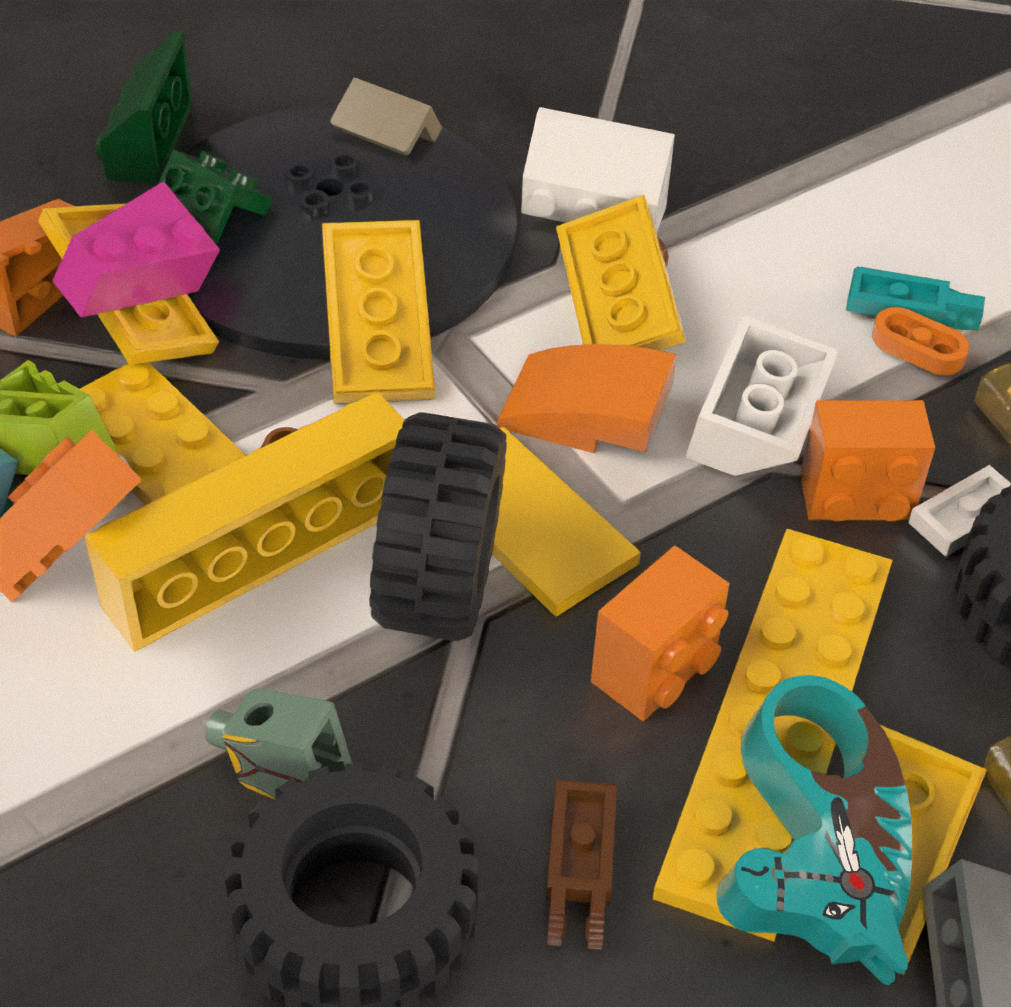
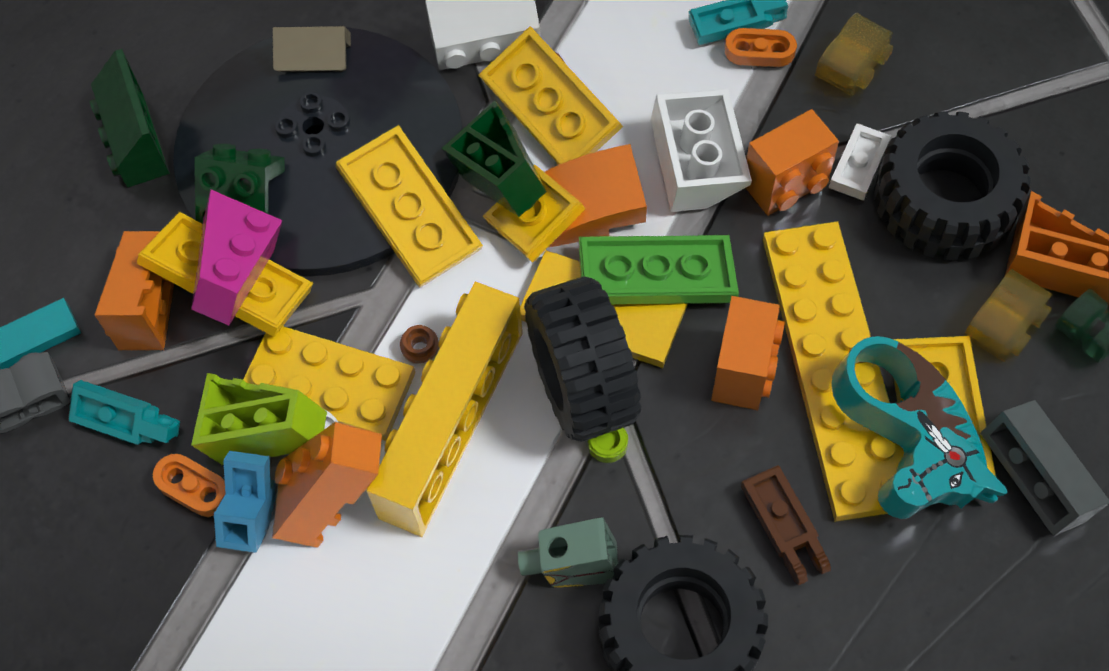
camera: 25 degrees left, 15 degrees up
(426, 660) = (609, 446): none -> lime tile
(509, 302) = (495, 161): none -> dark green wedge
(516, 380) = (540, 224): none -> yellow tile
(618, 501) = (661, 268): none -> bright green tile

